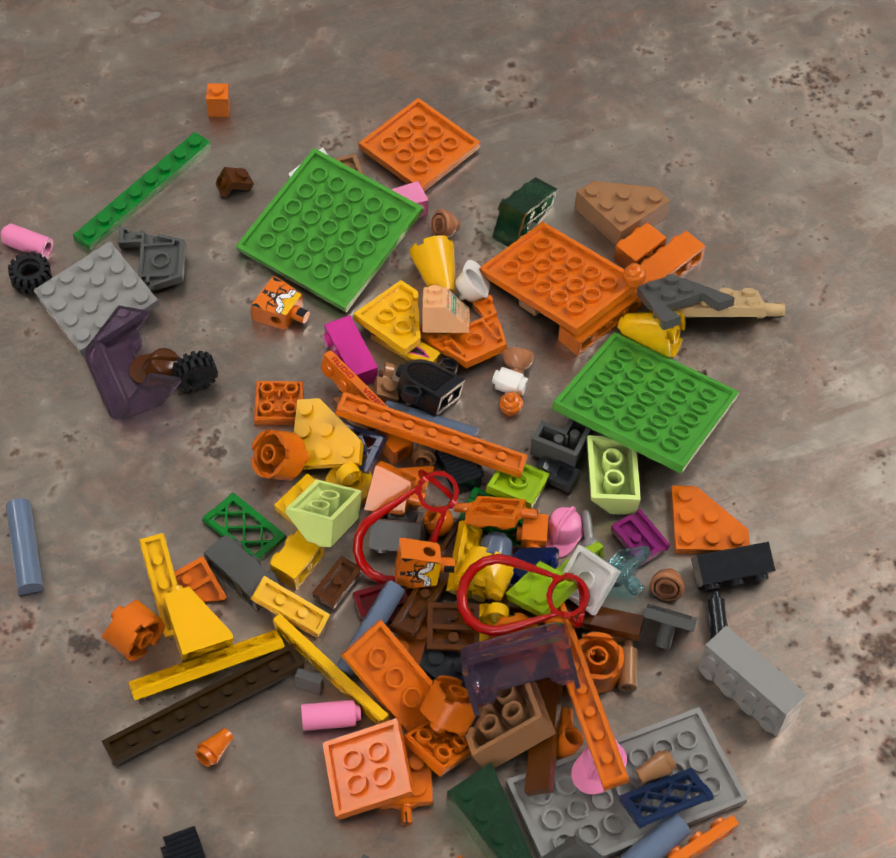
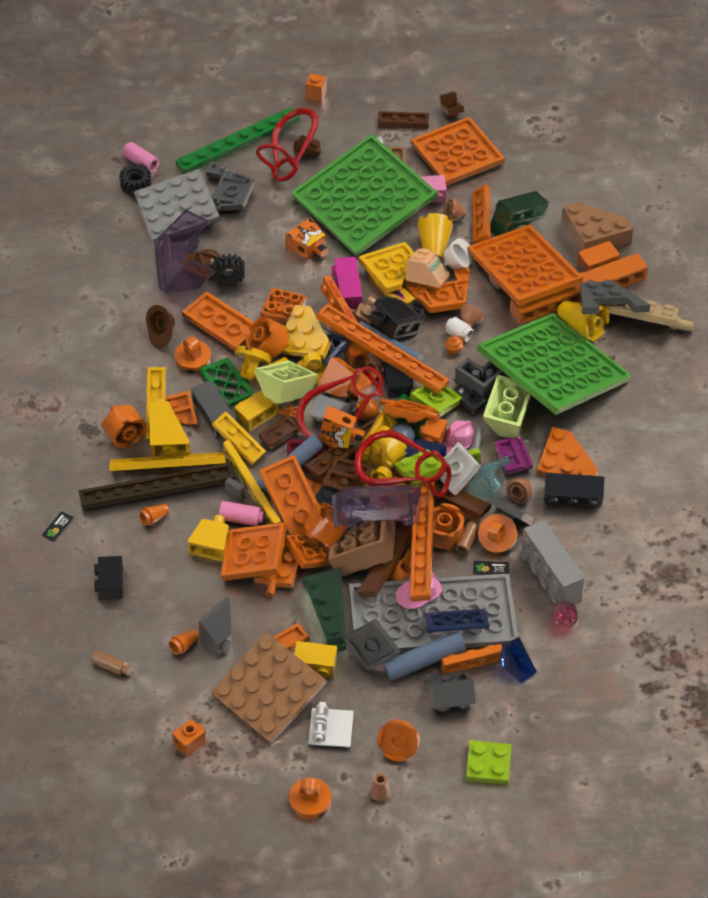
camera: 20 degrees right, 5 degrees down
(24, 546) = (69, 358): sand blue brick -> none
(88, 800) = (57, 526): none -> black sticker
(131, 472) = (159, 325): none -> reddish brown piece
(186, 501) = (192, 355): none -> orange tile
(195, 193) = (293, 161): none -> red animal
(206, 444) = (218, 320): none -> orange plate
(268, 491) = (252, 359): none -> yellow tile
(302, 763) = (209, 538): none -> yellow torso
(338, 118) = (403, 119): none -> reddish brown tile
(341, 549) = (291, 411): none -> orange plant
(389, 88) = (450, 105): none -> reddish brown bracket
(479, 222) = (481, 214): none -> orange plate
(634, 275) = (577, 272): orange plate -> none
(657, 766) = (459, 600): medium nougat cone -> none
(665, 654) = (497, 533): none -> orange tile
(670, 701) = (490, 567): none -> black sticker
(716, 613) = (550, 515): black cylinder -> none
(758, 830) = (516, 660): none -> clear blue slope
(790, 745) = (565, 614): none -> clear pink cone

